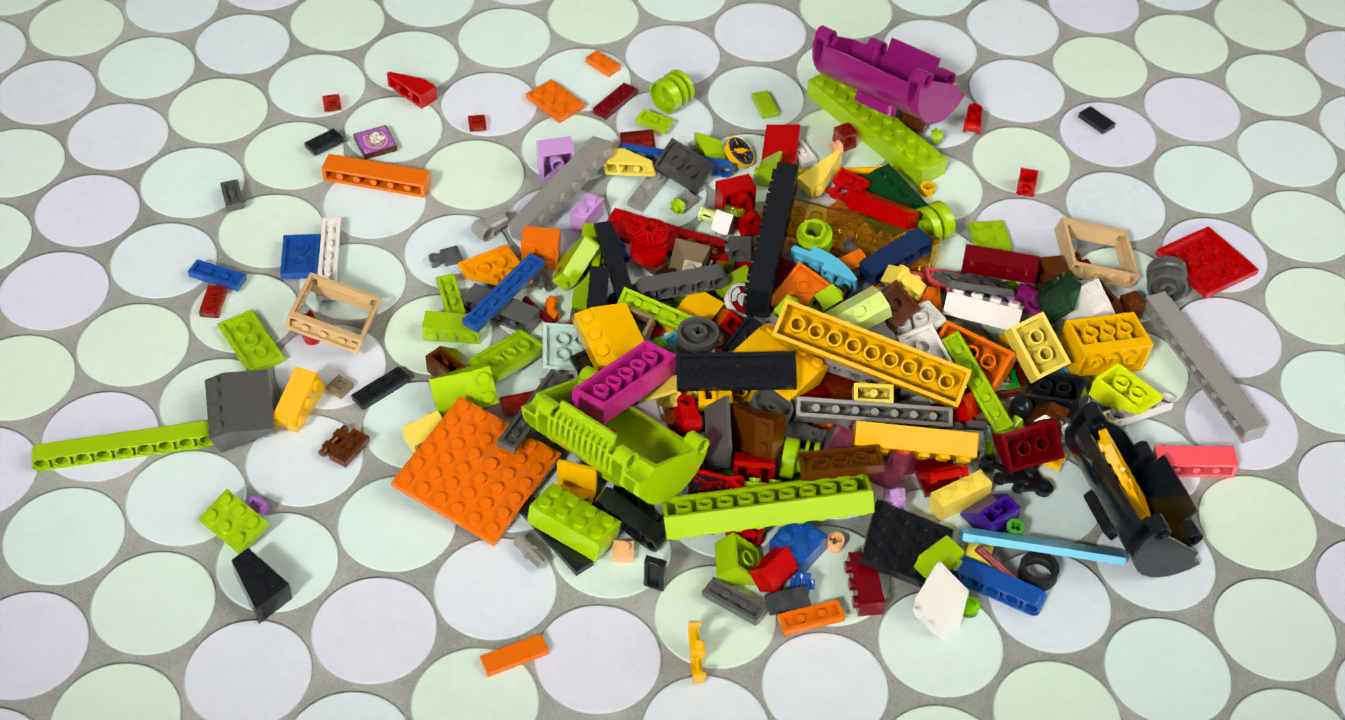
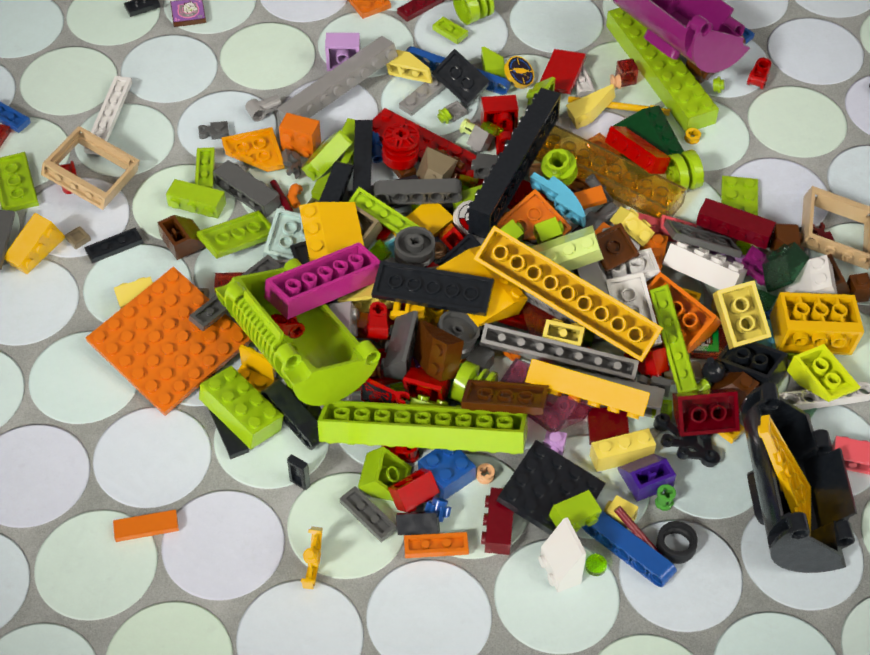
camera: 15 degrees right, 5 degrees up
(232, 195) = (44, 42): dark grey plate -> none
(300, 256) = (83, 108): blue plate -> none
(349, 447) = (68, 294): reddish brown plate -> none
(376, 175) = (177, 43): orange brick -> none
(472, 383) = (187, 256): lime slope -> none
(477, 123) = (286, 7): clear red plate -> none
(503, 292) = (249, 173): blue plate -> none
(530, 551) = (193, 428): light grey axle -> none
(588, 210) = (356, 107): lavender brick -> none
(623, 551) = (280, 444): light nougat plate -> none
(639, 137) = (430, 44): clear red slope -> none
(765, 104) = (561, 29): lime tile -> none
(814, 435) = (497, 364): dark grey brick -> none
(848, 181) = (614, 116): red plate -> none
(901, 251) = (636, 196): dark blue brick -> none
(943, 472) = (610, 424): red plate -> none
(1027, 182) = (793, 144): red brick -> none
(1042, 545) = (687, 517): medium azure tile -> none

